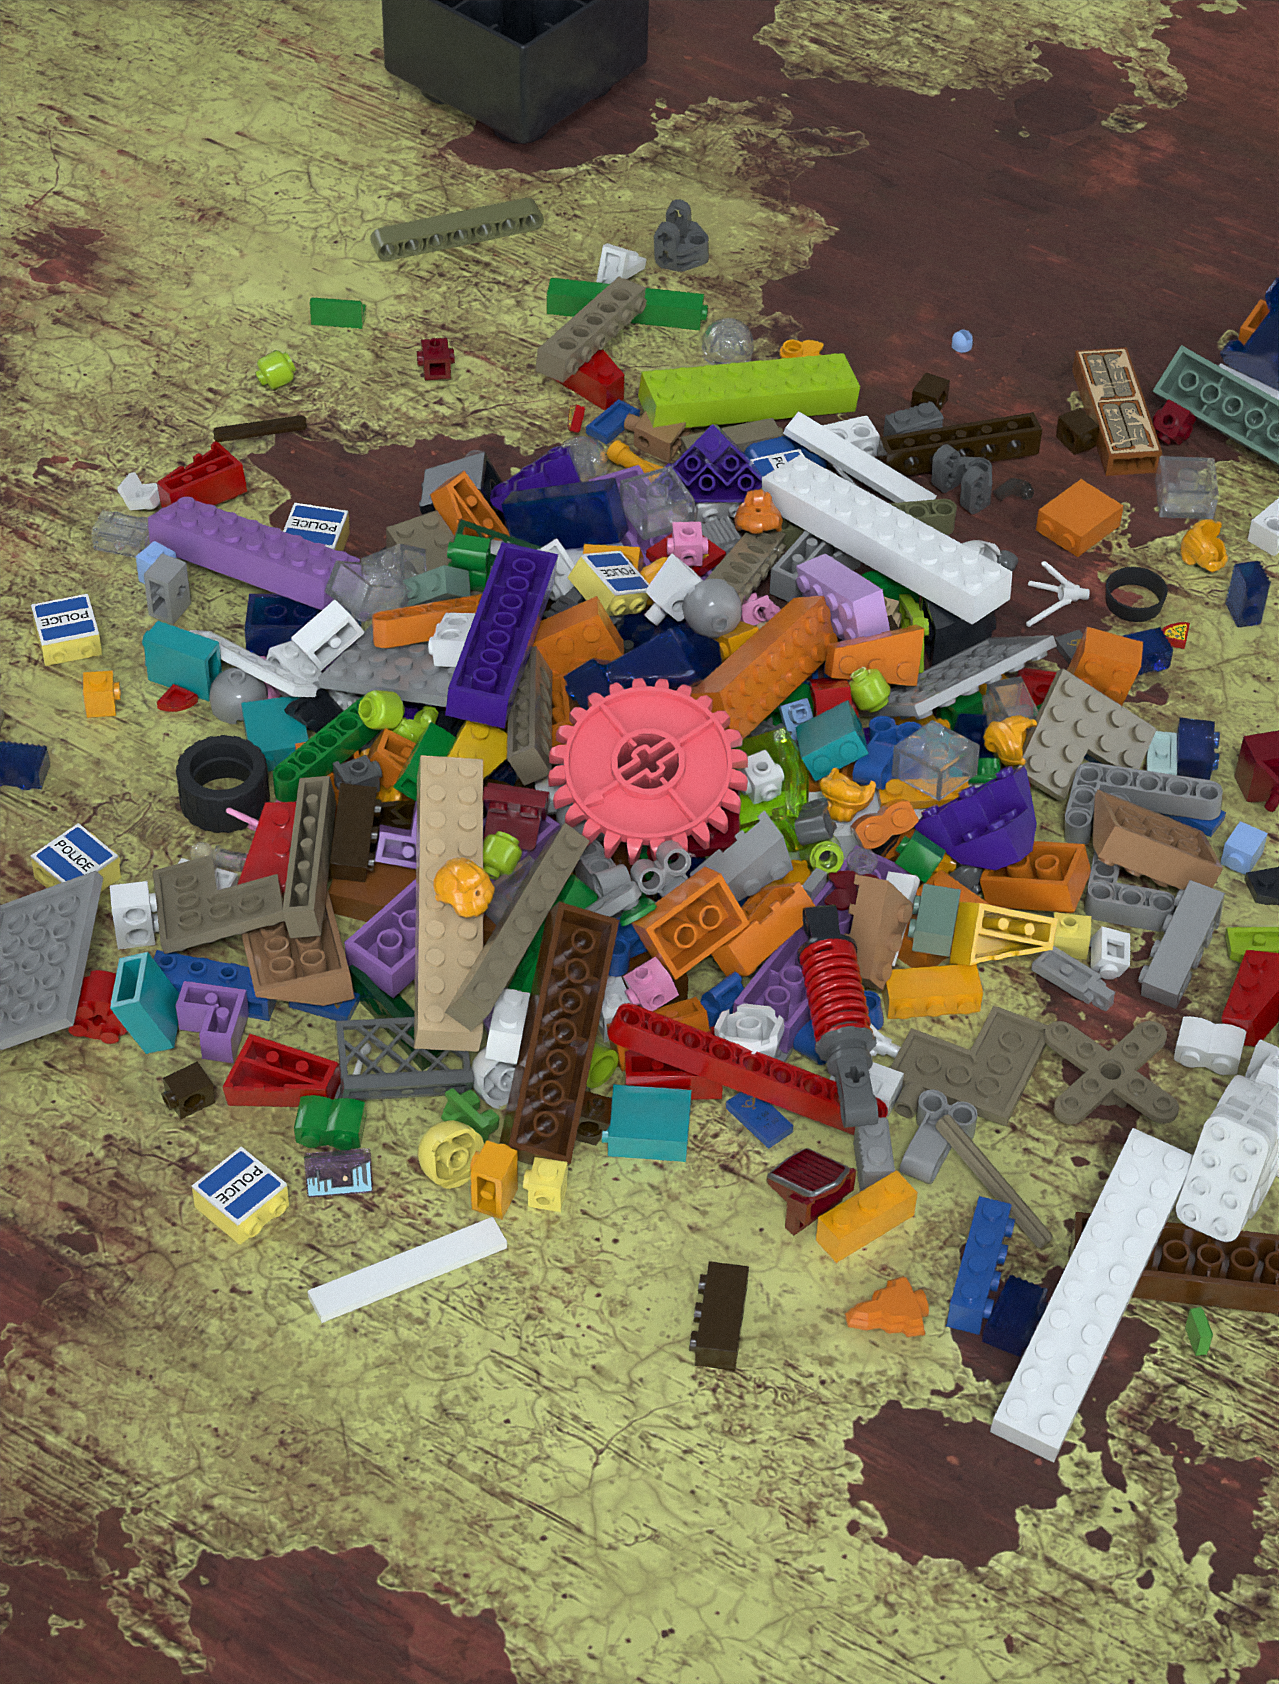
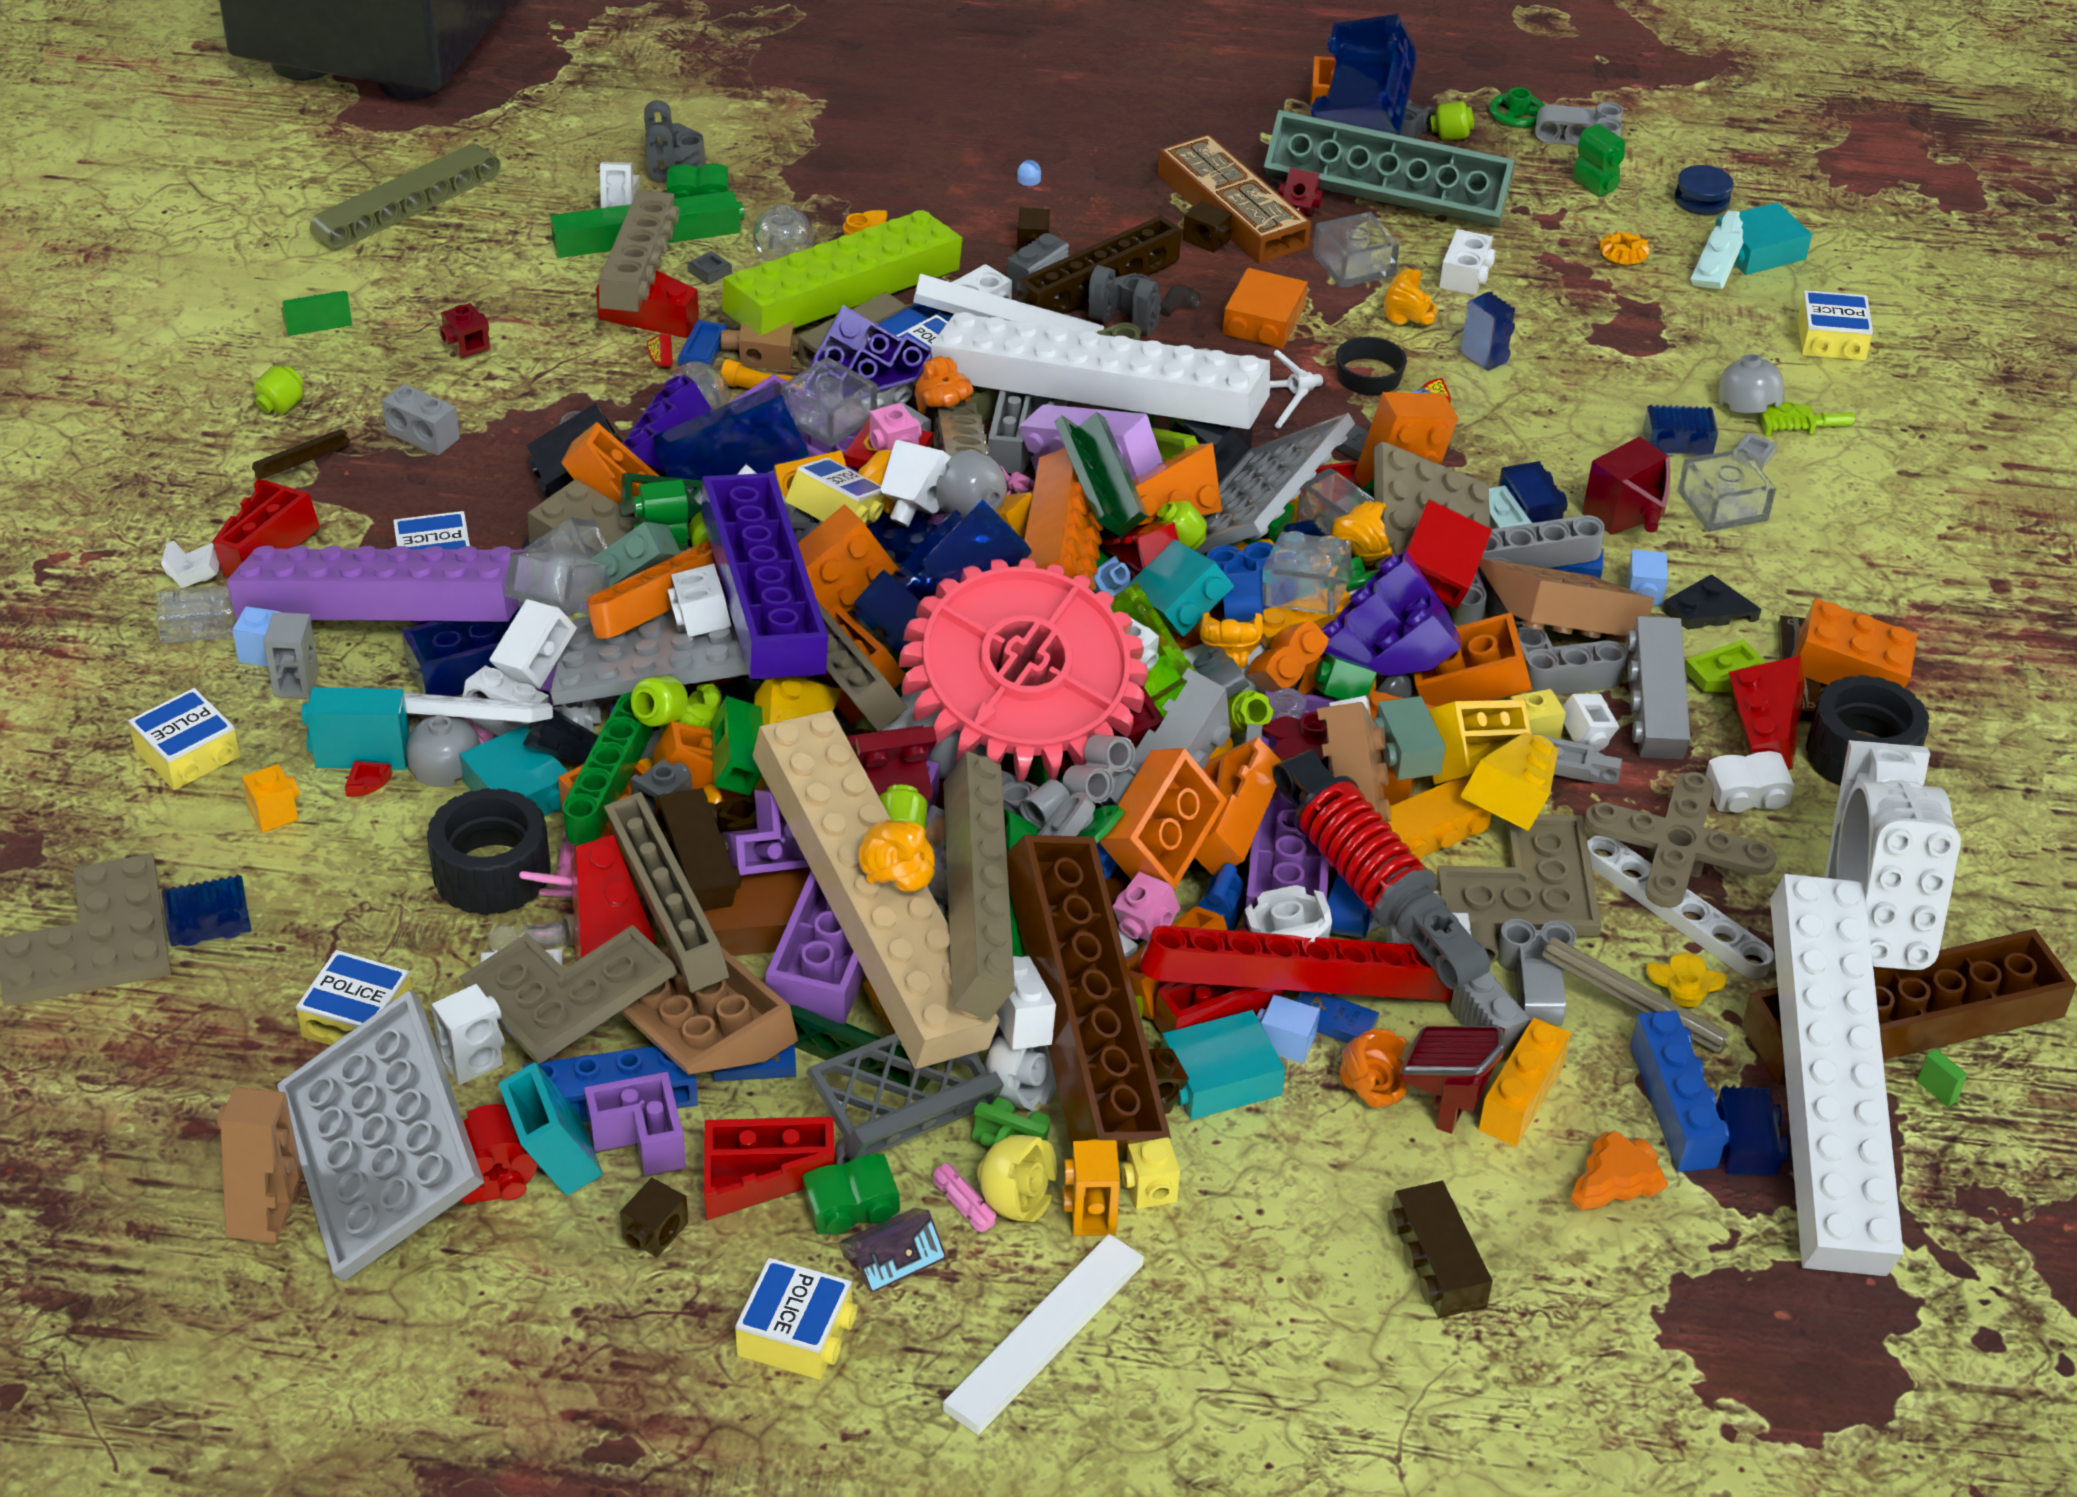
camera: 25 degrees left, 5 degrees down
(363, 424) = (421, 419): none -> light grey brick
(408, 1152) = (964, 1197): none -> bright pink axle
(656, 355) = (709, 268): none -> dark grey tile
(680, 276) = (692, 181): none -> green brick
(715, 1113) = (1290, 1027): none -> light blue brick
(756, 1157) = (1374, 1060): none -> orange hair
(824, 631) = (1102, 473): none -> dark green fence
(1006, 979) = (1514, 779): none -> yellow wedge
(1052, 1183) = (1686, 978): none -> yellow plate
(1067, 776) = (1447, 550): none -> red brick
(1089, 1149) = (1701, 930): none -> white beam

